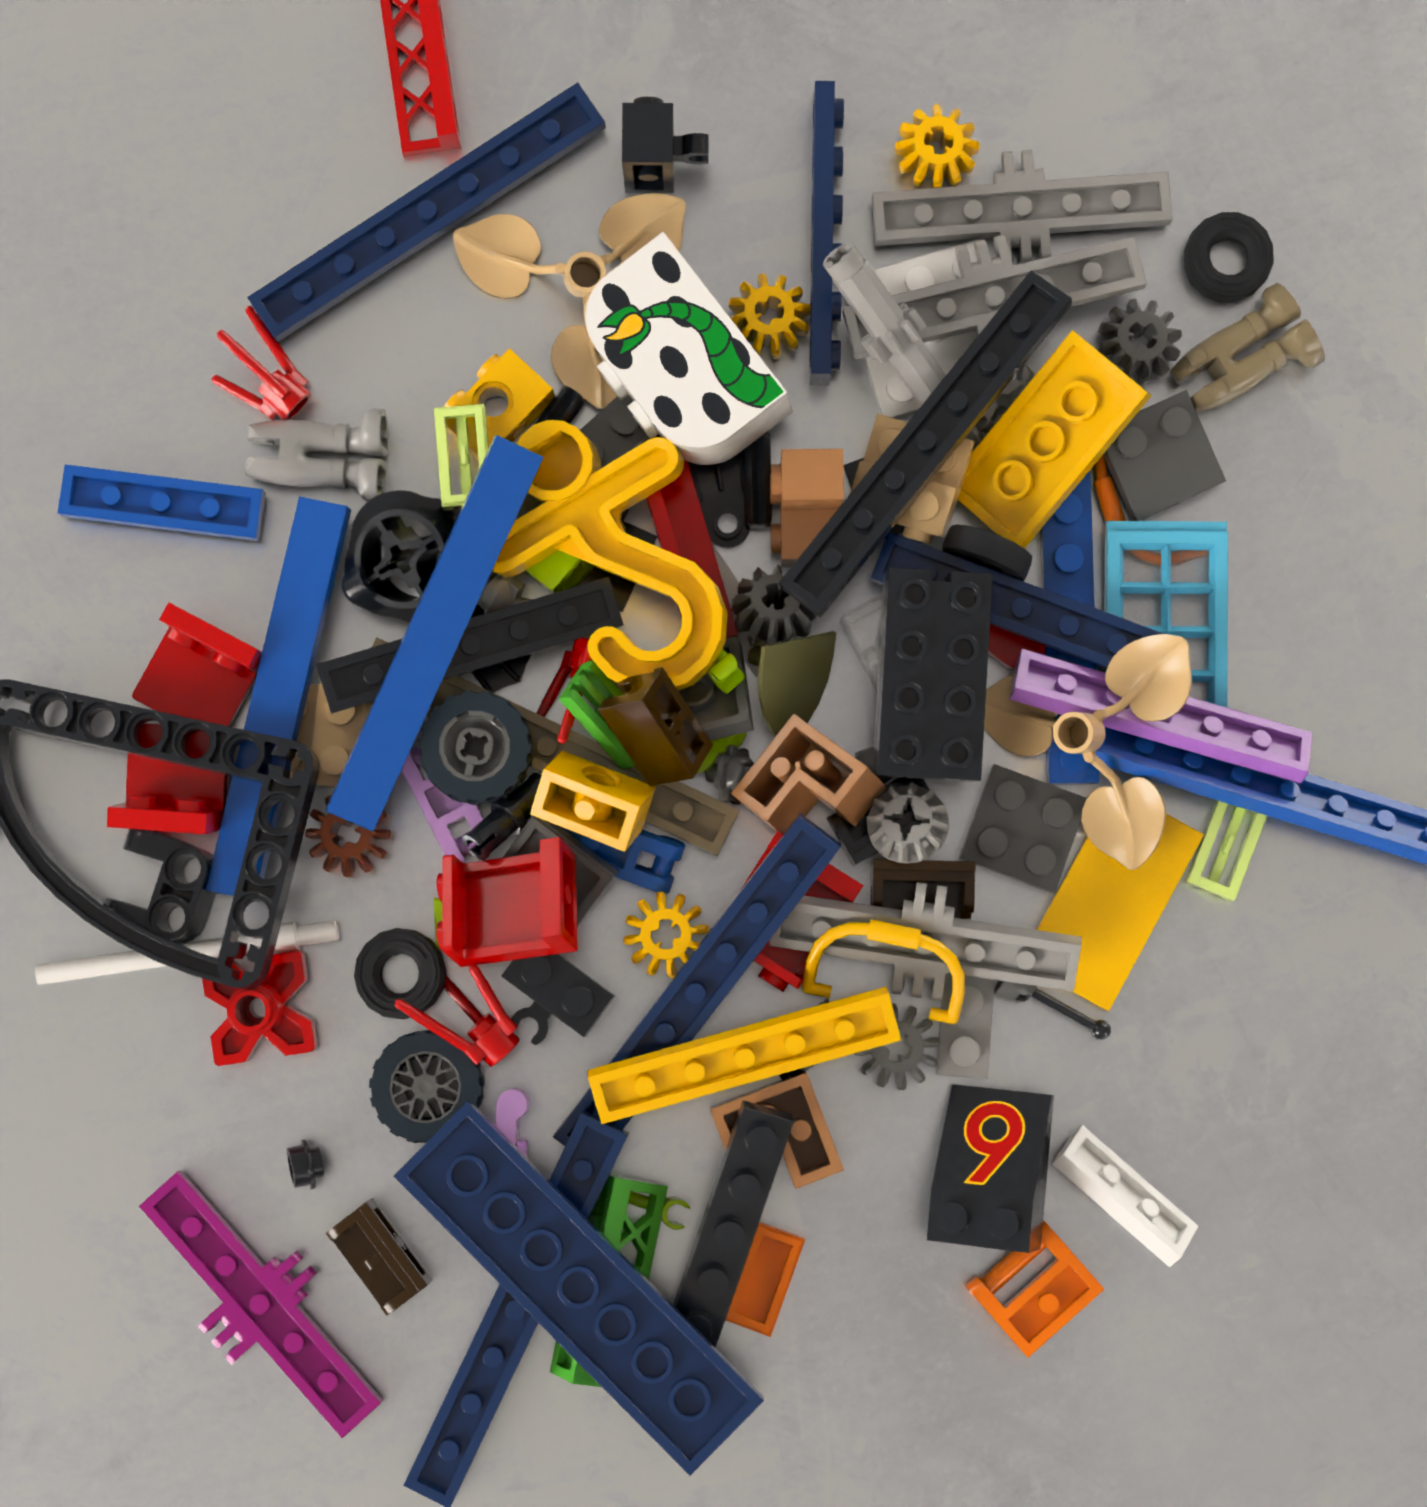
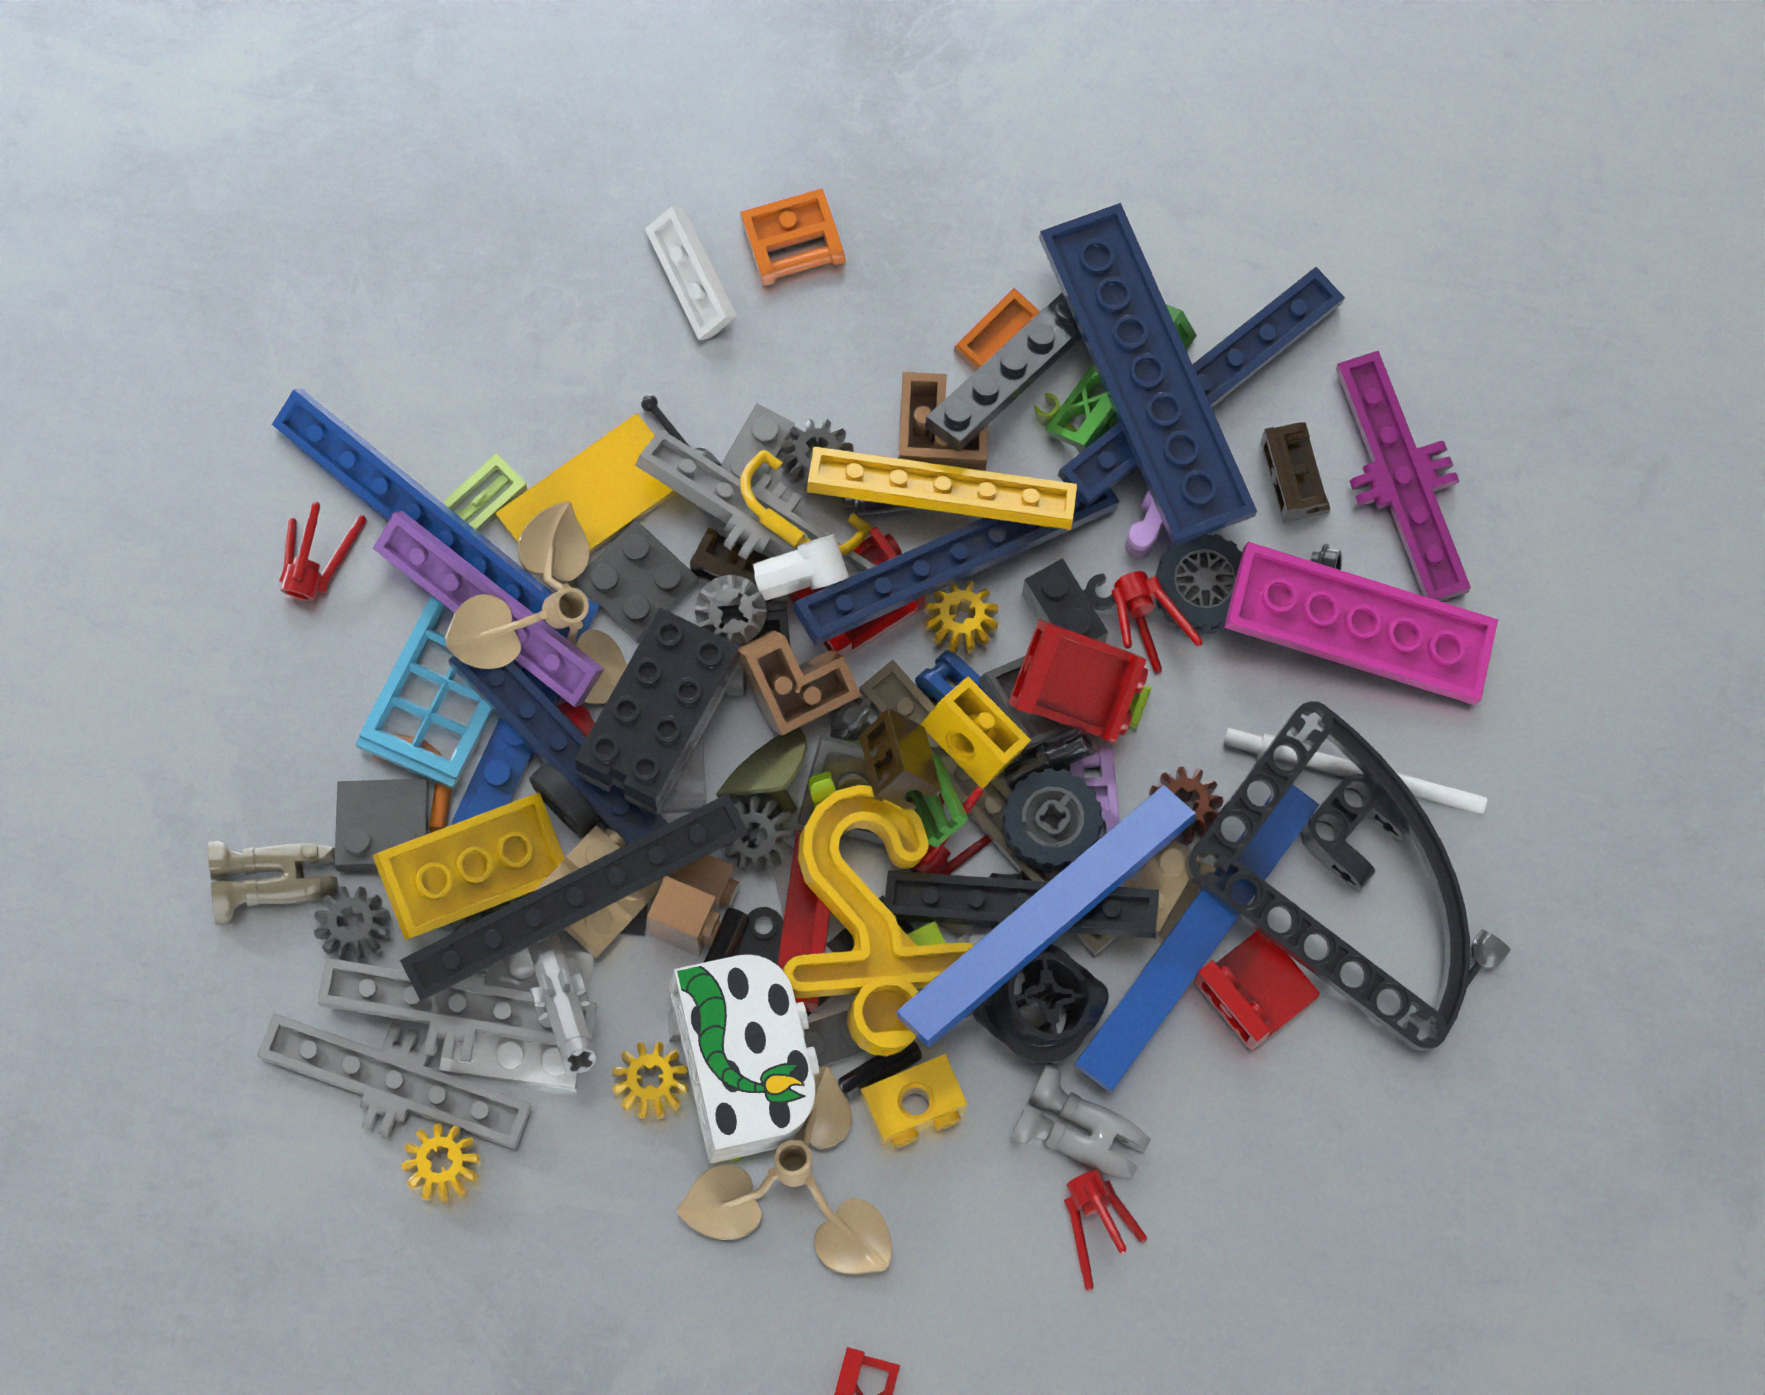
camera: 160 degrees left, 10 degrees down
(161, 502) = (1231, 1146): blue plate -> none
(168, 794) = (1322, 888): red bracket -> none
(238, 1110) = (1361, 623): none -> dark pink plate
(282, 1024) = (1305, 684): red plant -> none
(373, 958) = (1174, 702): black tyre -> none
(427, 212) = (900, 1299): dark blue plate -> none
(449, 500) = (949, 1095): yellowish green tile -> none
(652, 147) = (684, 1259): black brick -> none
(825, 212) = (562, 1148): dark blue plate -> none
(842, 903) = (811, 565): none -> white piece
(992, 1169) = (786, 331): black slope -> none
(1233, 227) = (229, 941): black tyre -> none
(1369, 677) = (301, 576): none -> red plant

